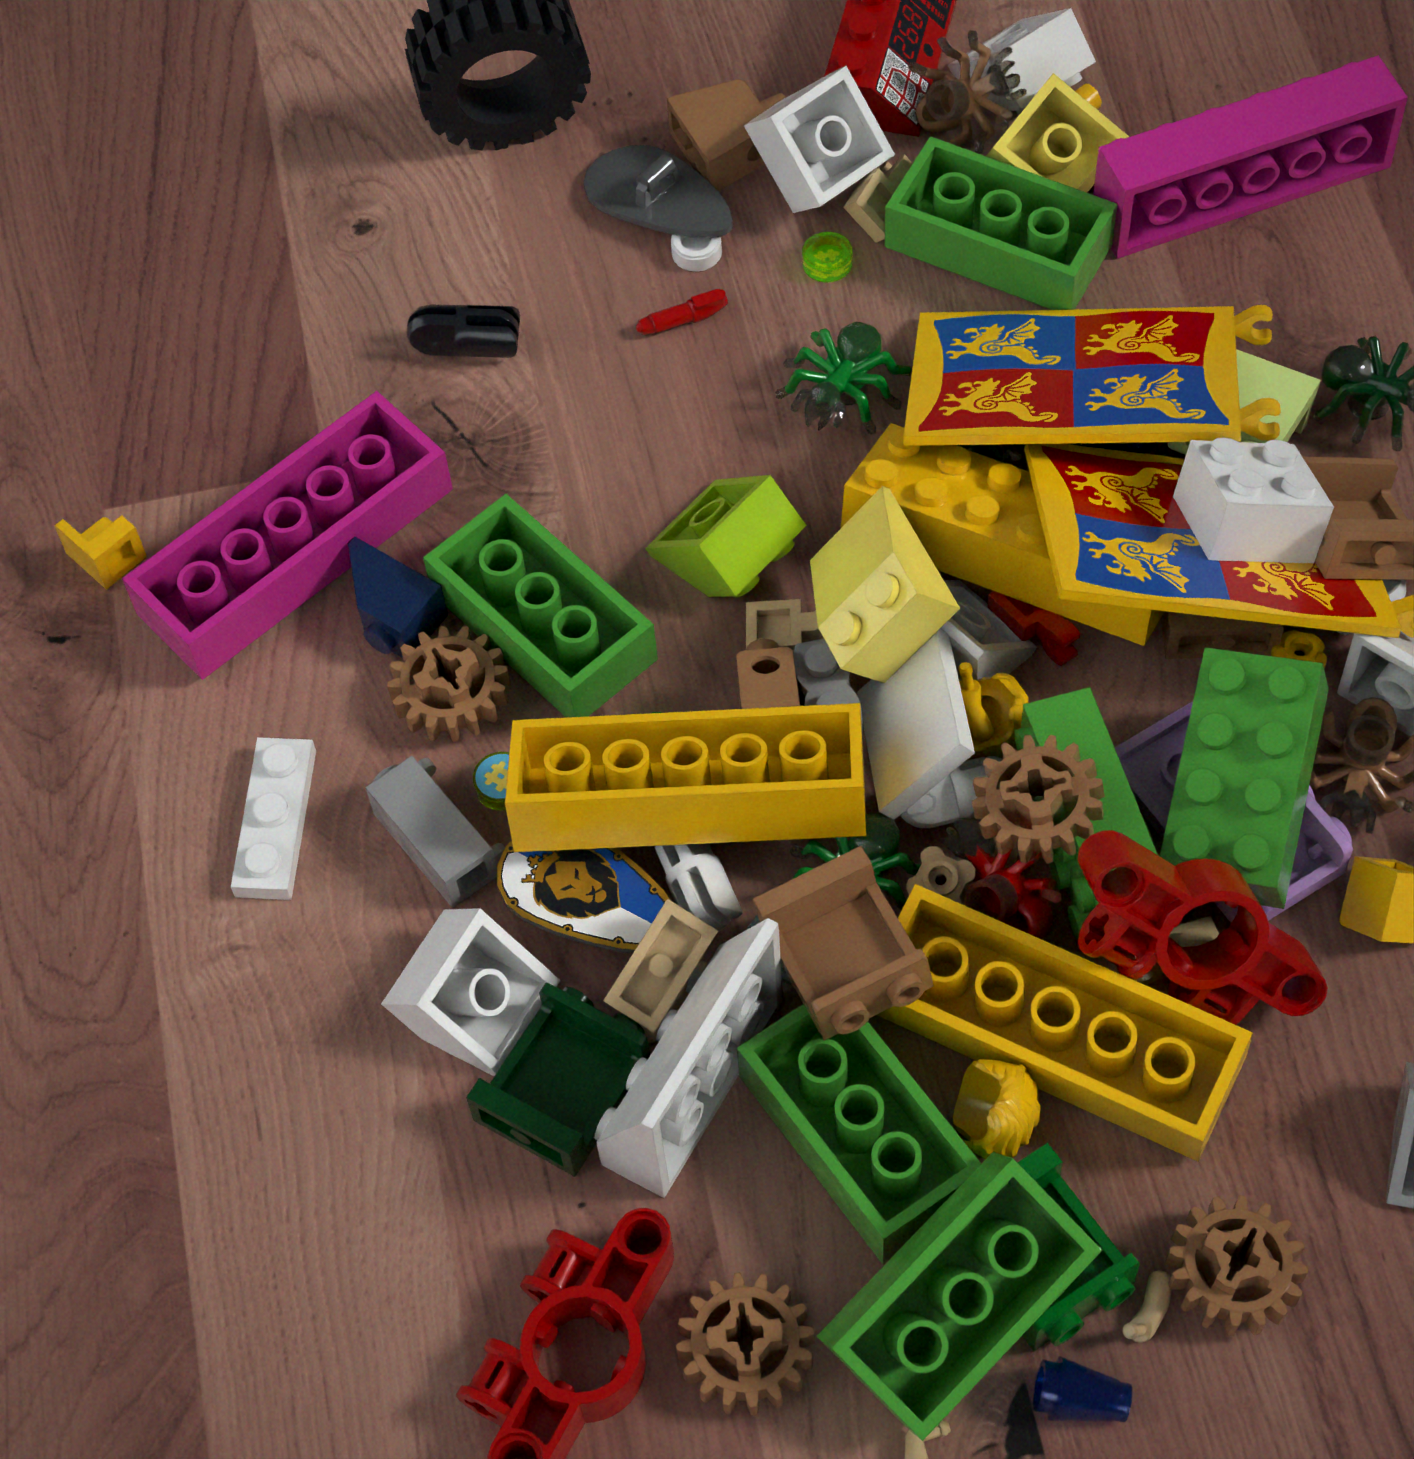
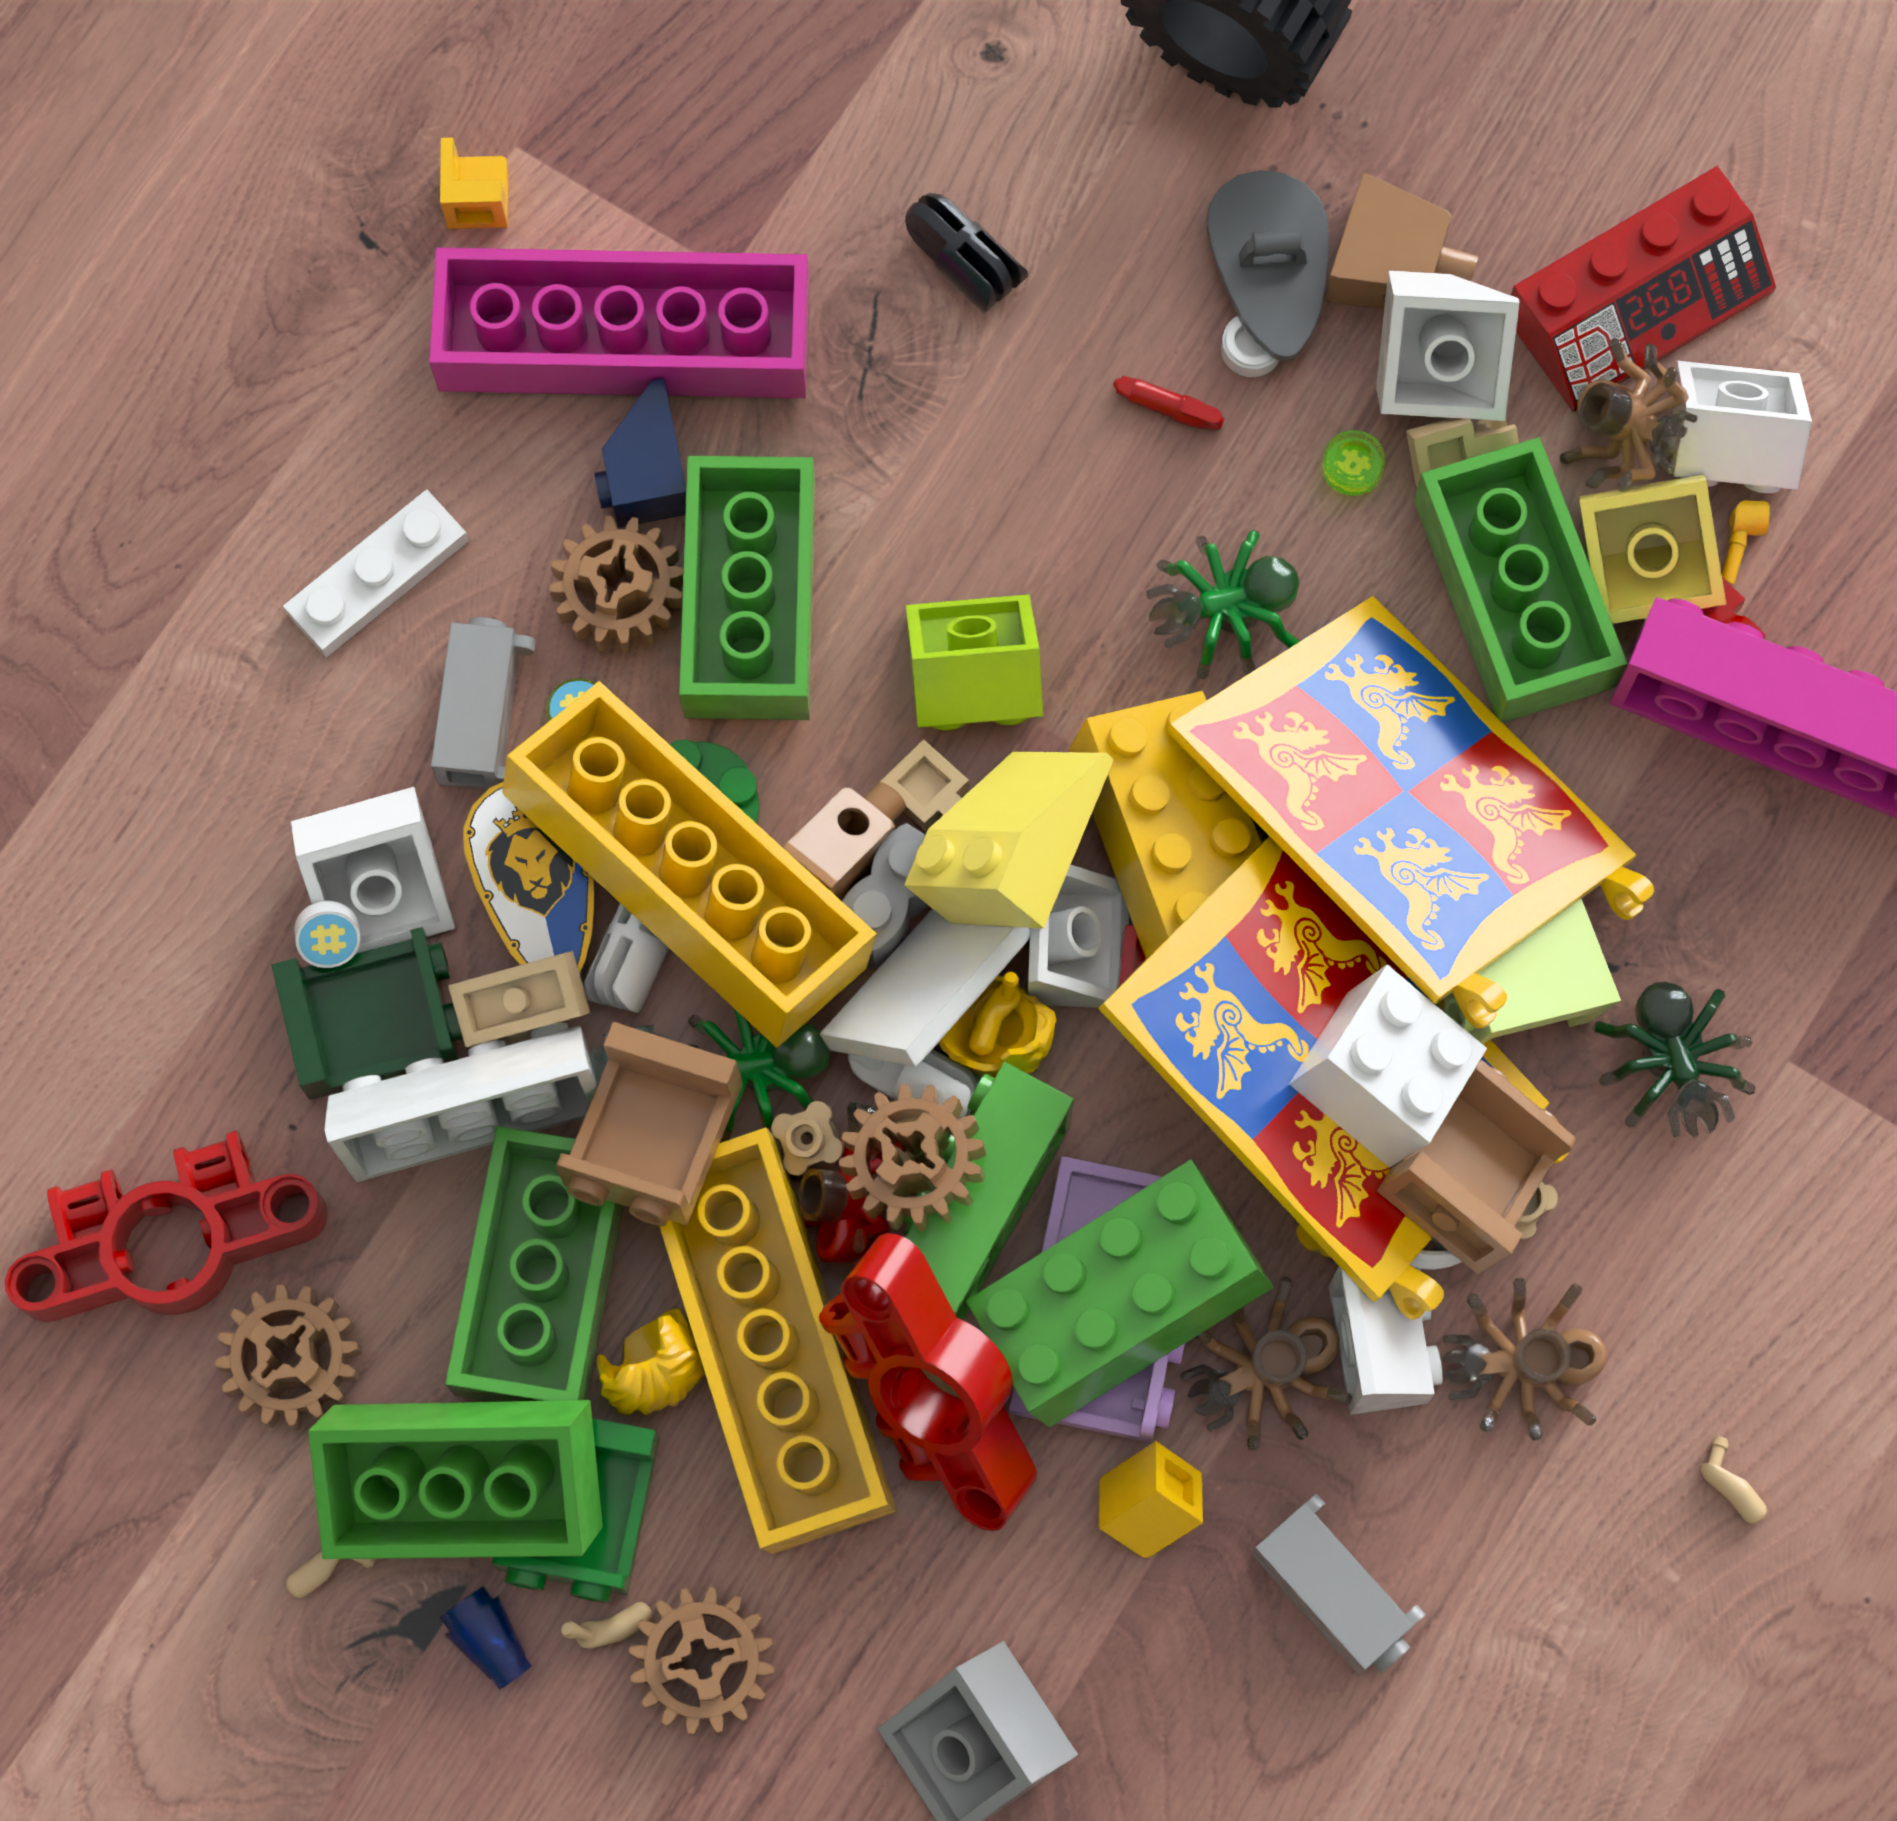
camera: 40 degrees right, 15 degrees up
(482, 1048) = (327, 934): none -> tile

